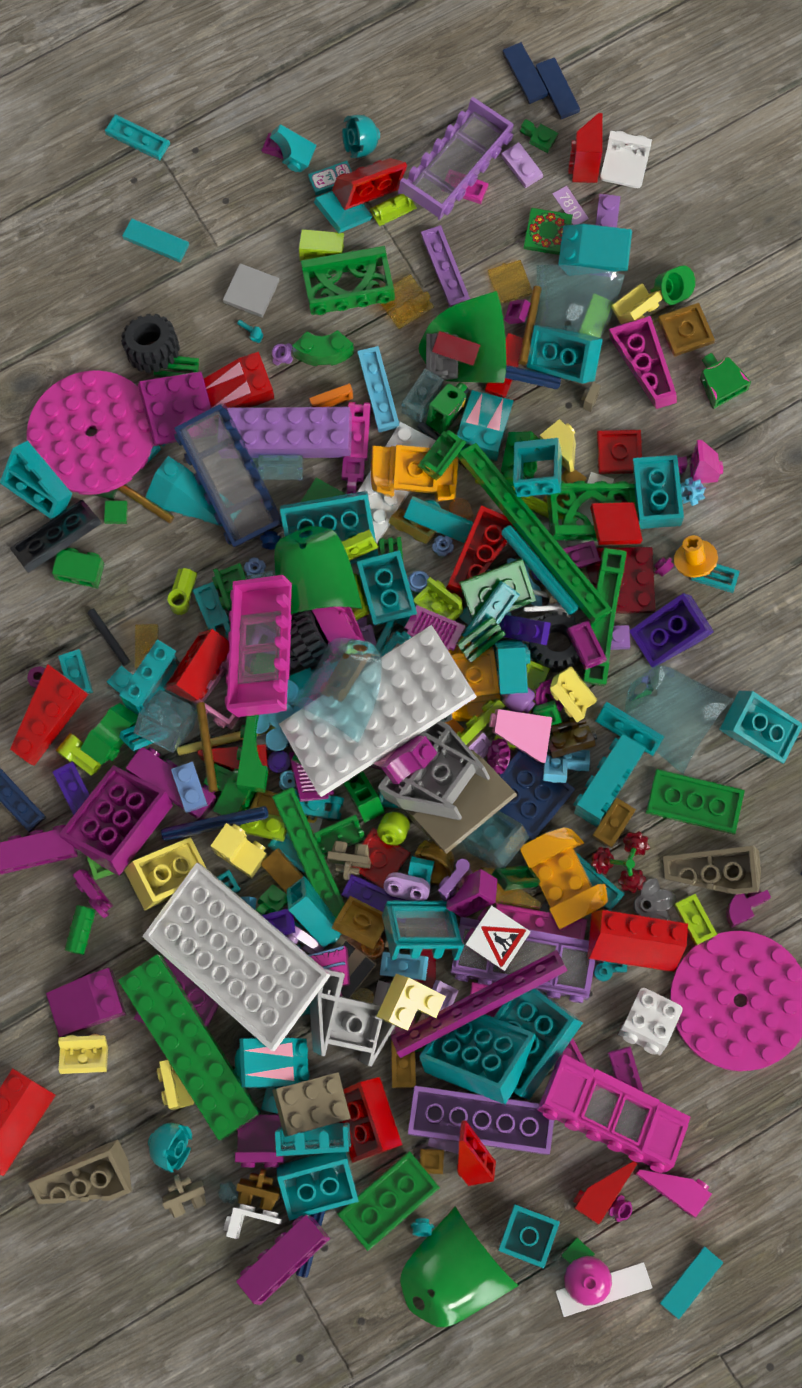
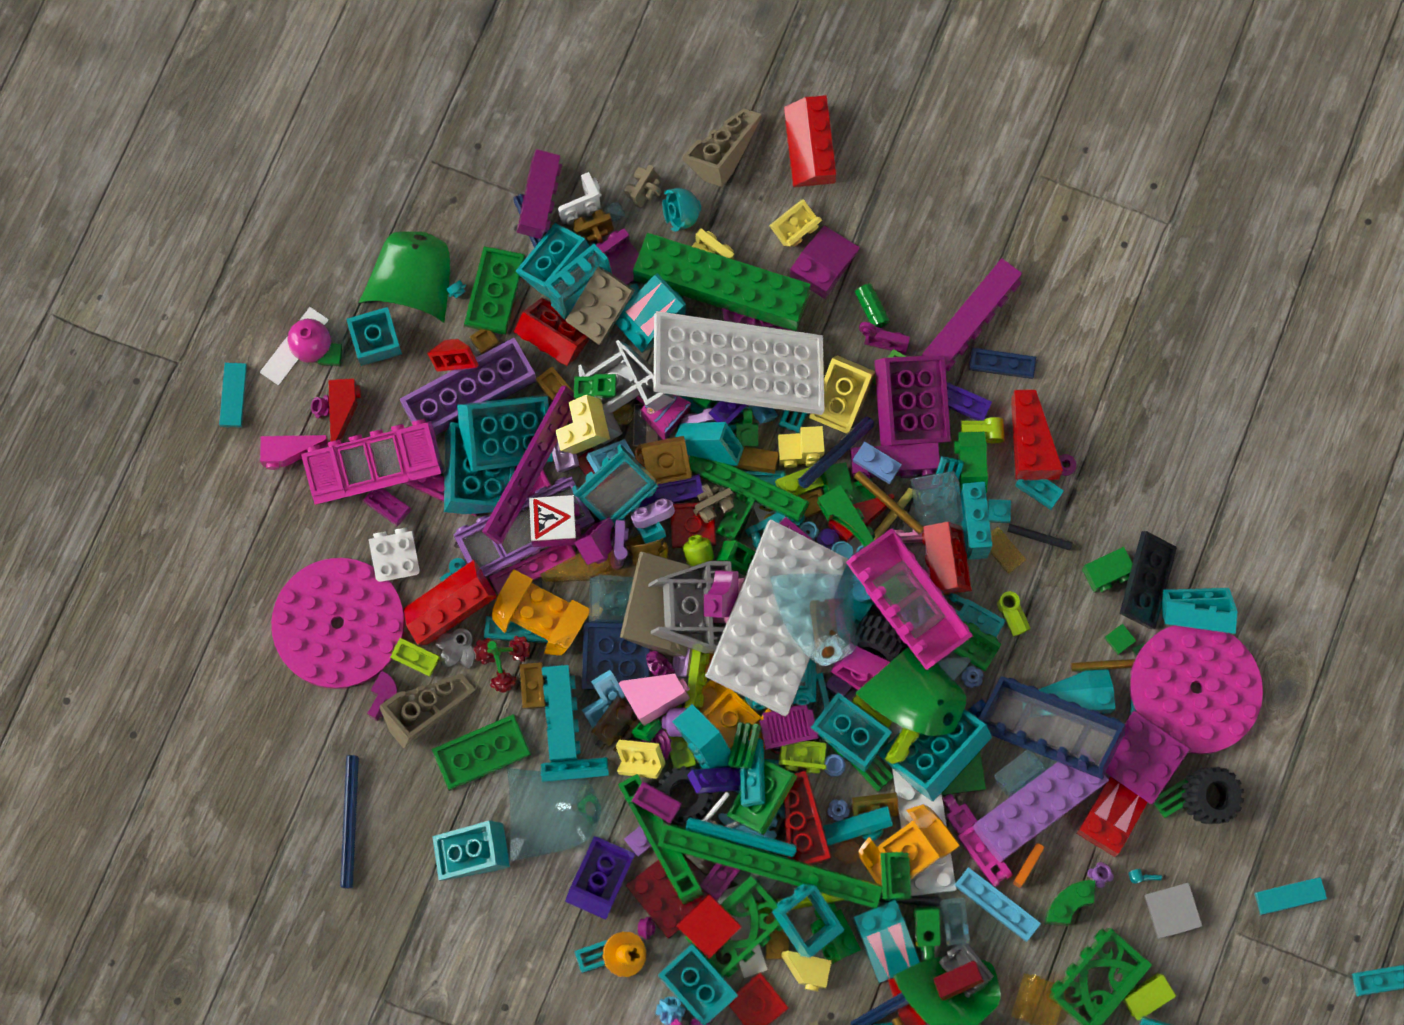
camera: 140 degrees right, 0 degrees up
(372, 1030) = (597, 386): none -> green slope
(516, 877) = (575, 582): dark green tile -> none

